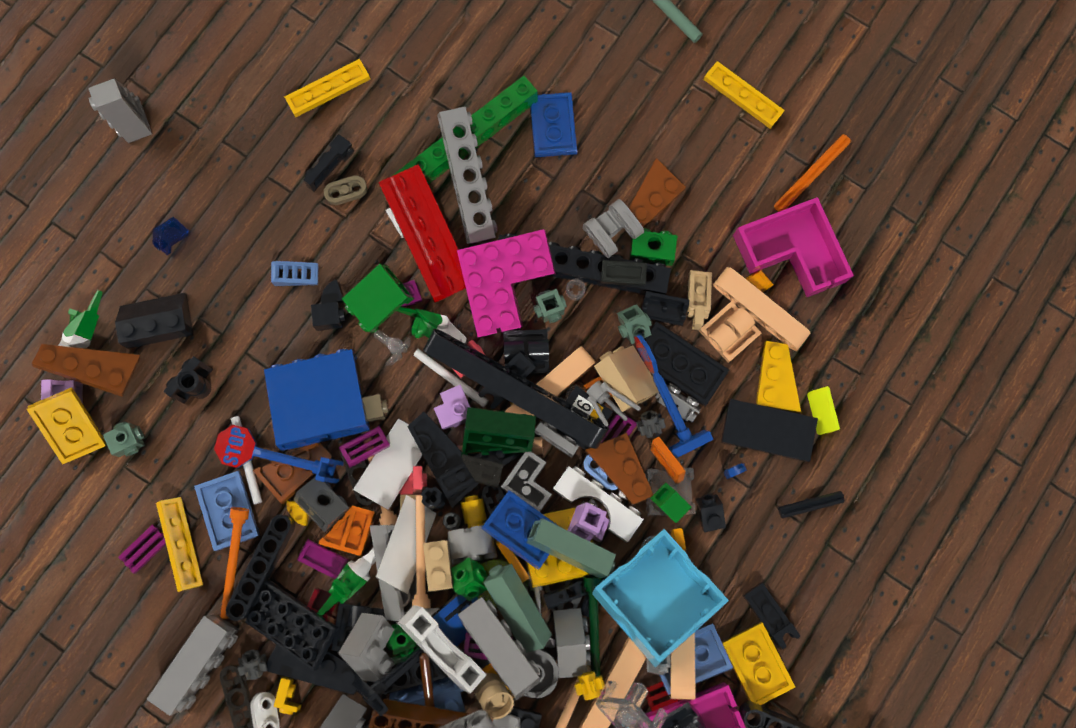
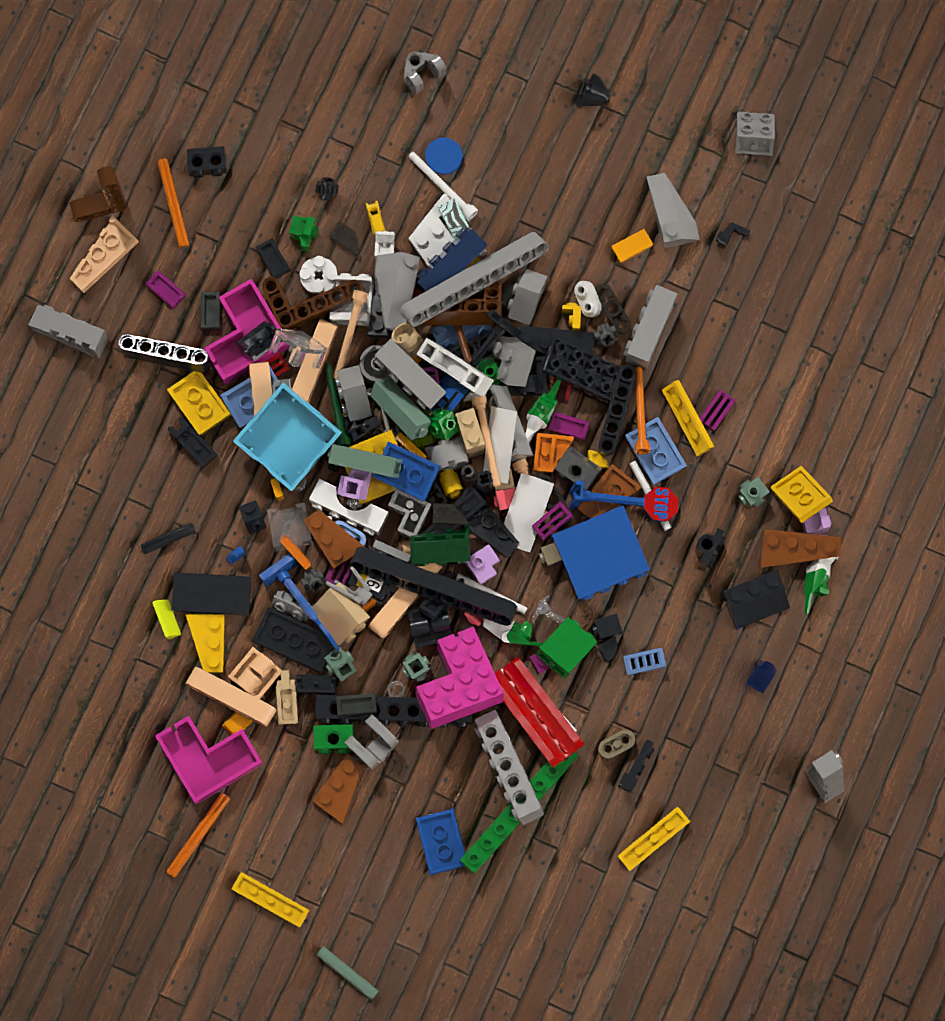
camera: 175 degrees right, 0 degrees up
(589, 685) = (333, 362): yellow gear -> none
(670, 502) = (288, 515): green panel -> none

